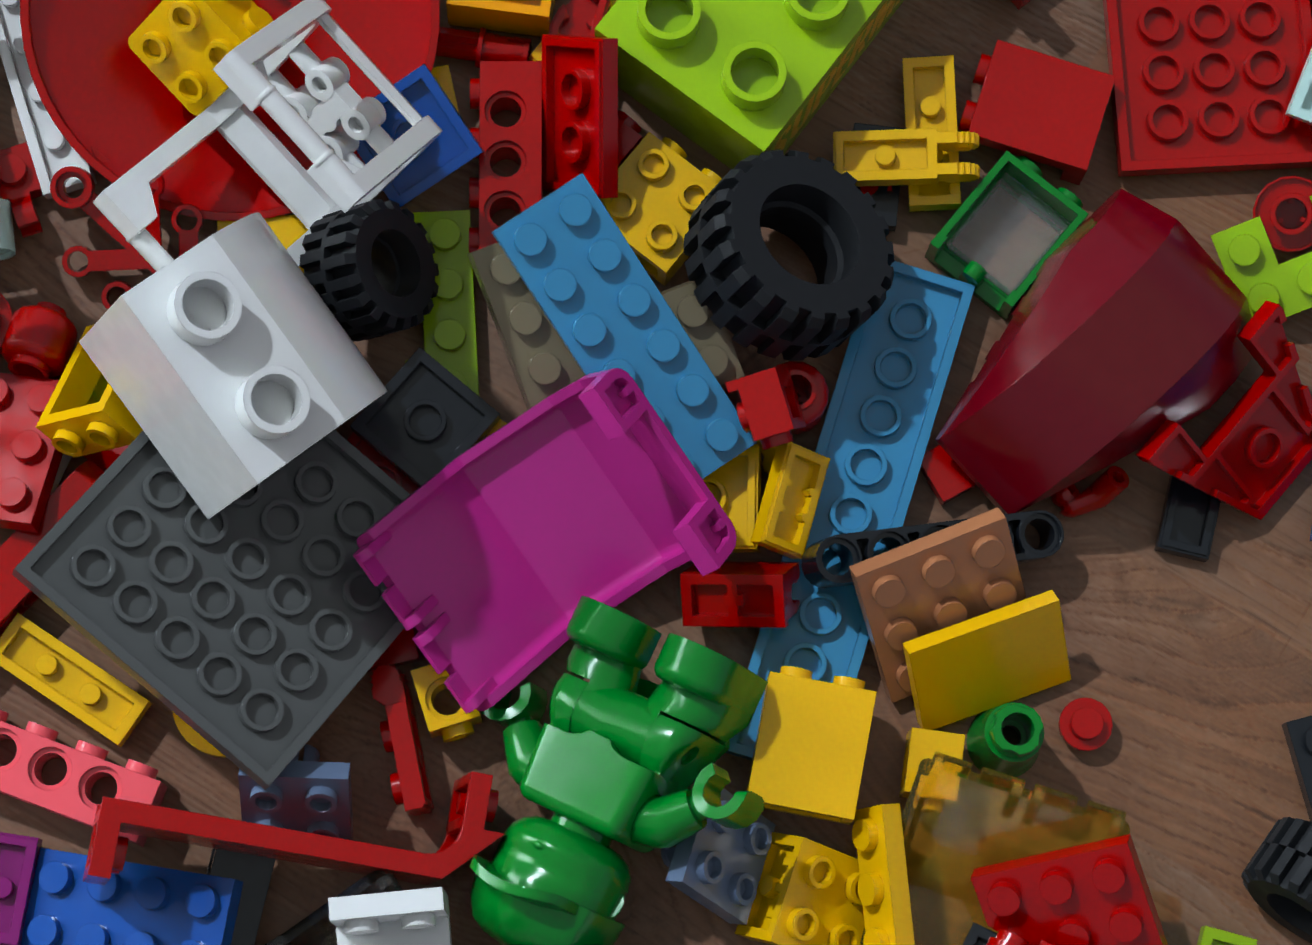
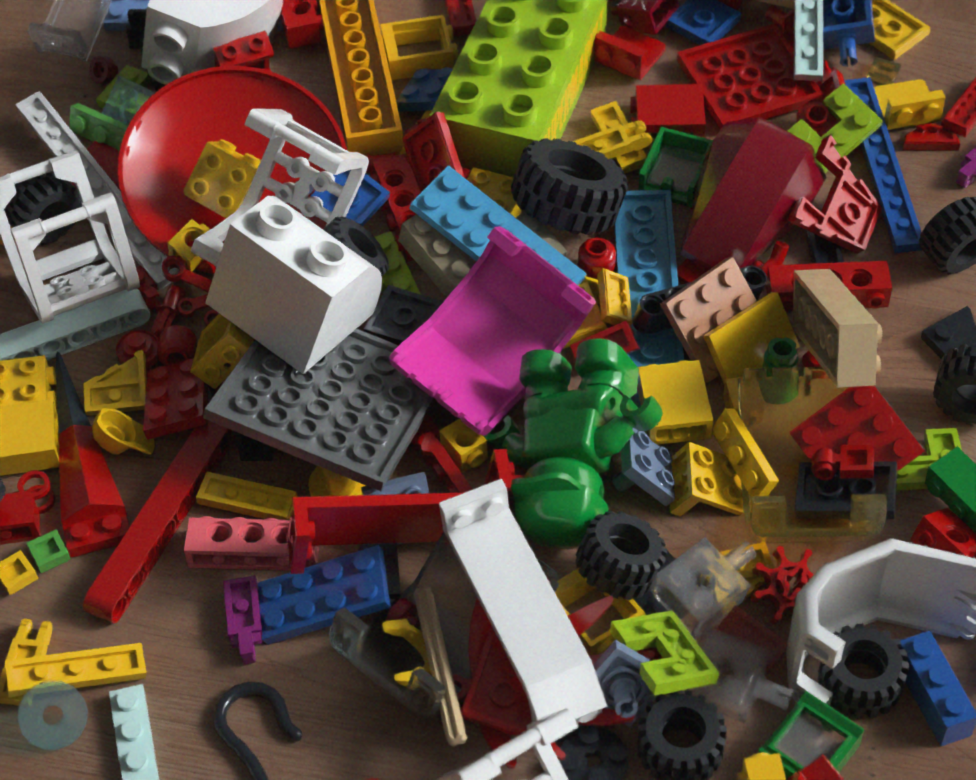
camera: 10 degrees left, 25 degrees down
(45, 257) = (168, 310): none -> red axle
(90, 151) = (178, 247): none -> yellow brick
(768, 406) = (585, 250): red brick -> none
(1117, 732) = (836, 328): none -> tan brick
(1246, 588) = (865, 280): none -> red brick

